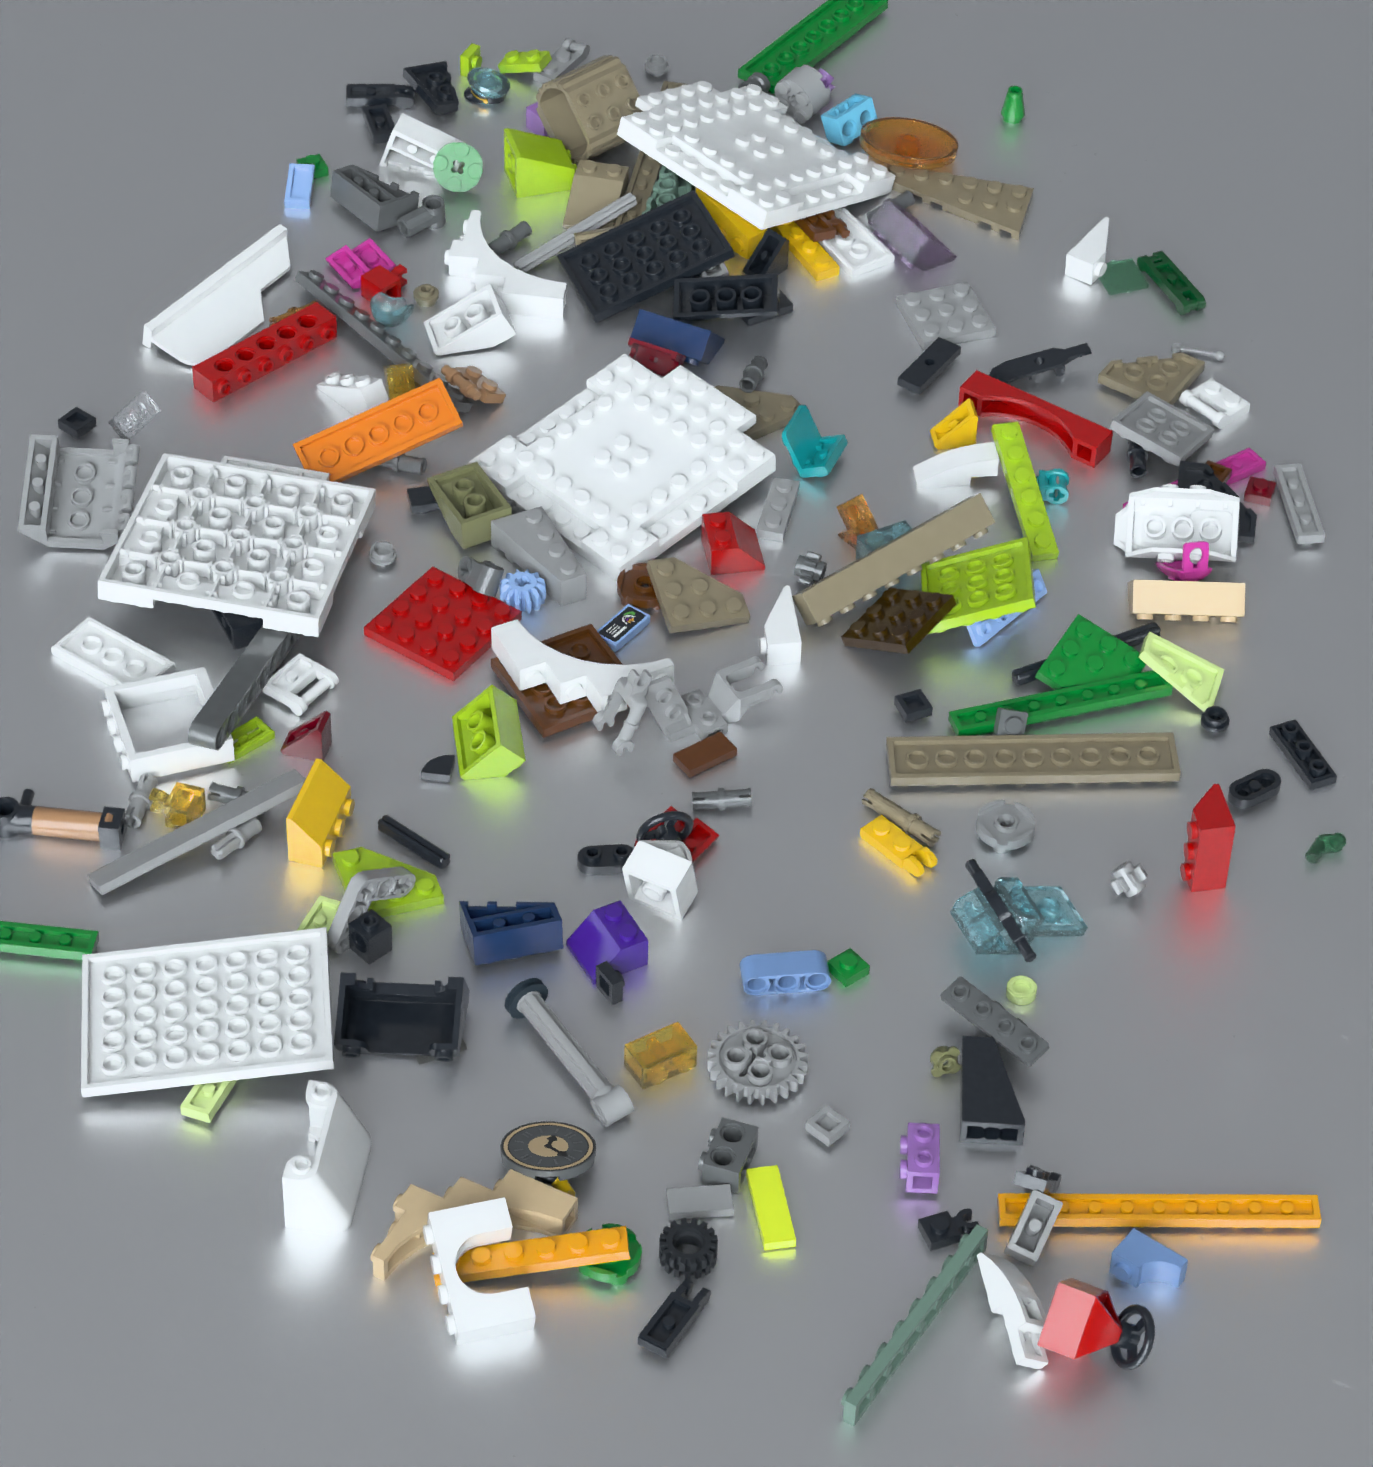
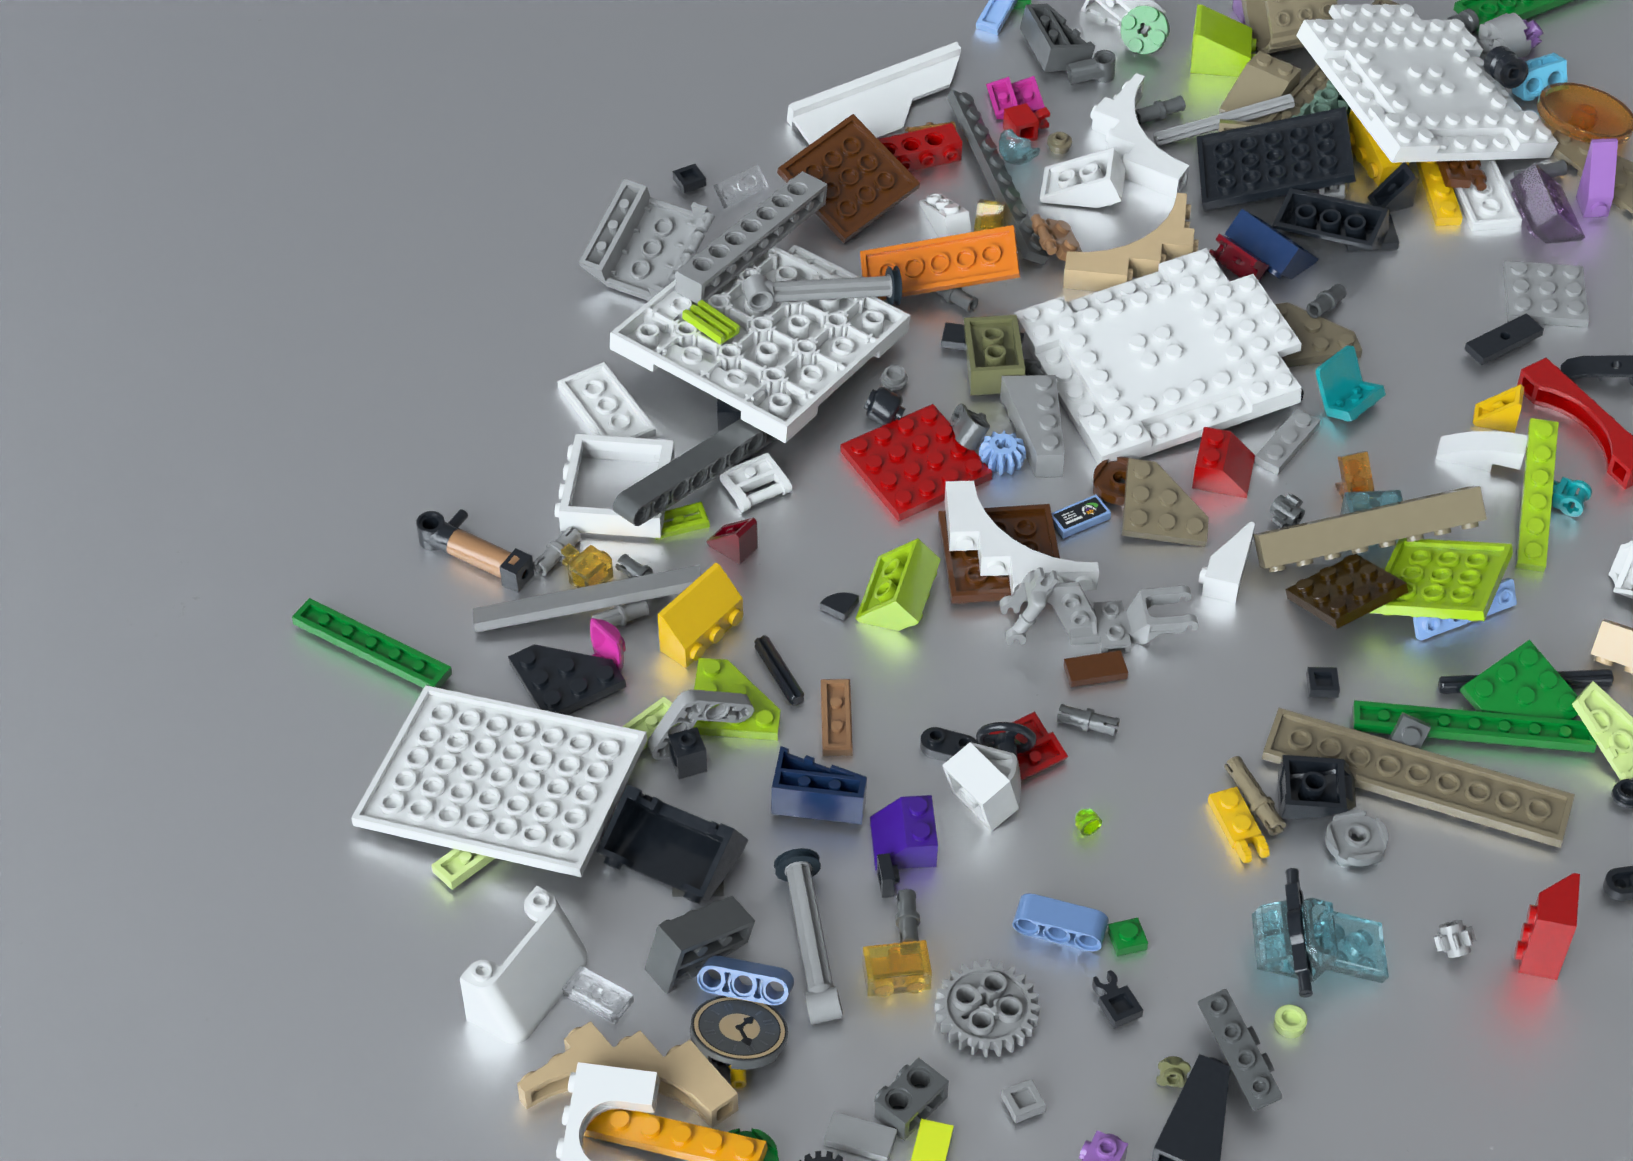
camera: 25 degrees right, 5 degrees up
(185, 457) = (750, 238): none -> light grey brick
(191, 544) = (714, 320): none -> lime tile
(212, 909) = (565, 679): none -> black plate
(228, 505) = (761, 292): none -> light grey piece
(241, 868) = (607, 642): none -> dark pink piece
(243, 379) = (859, 174): none -> reddish brown plate
(388, 581) = (884, 406): none -> black head
(398, 1165) = (598, 994): none -> clear plate
(466, 1088) = (693, 938): none -> dark grey wedge
(489, 866) = (836, 717): none -> medium nougat tile
(545, 1114) = (731, 986): none -> medium blue beam
(560, 383) = (1140, 258): none -> tan arch
(646, 1011) = (907, 917): none -> dark grey pin
(765, 883) = (1087, 822): none -> clear neon green hinge
(820, 117) = (1506, 67): none -> black wheel
(866, 1022) = (1117, 1003): none -> black plate
(949, 793) = (1314, 787): none -> black slope
(950, 201) = (1598, 179): none -> medium lavender slope

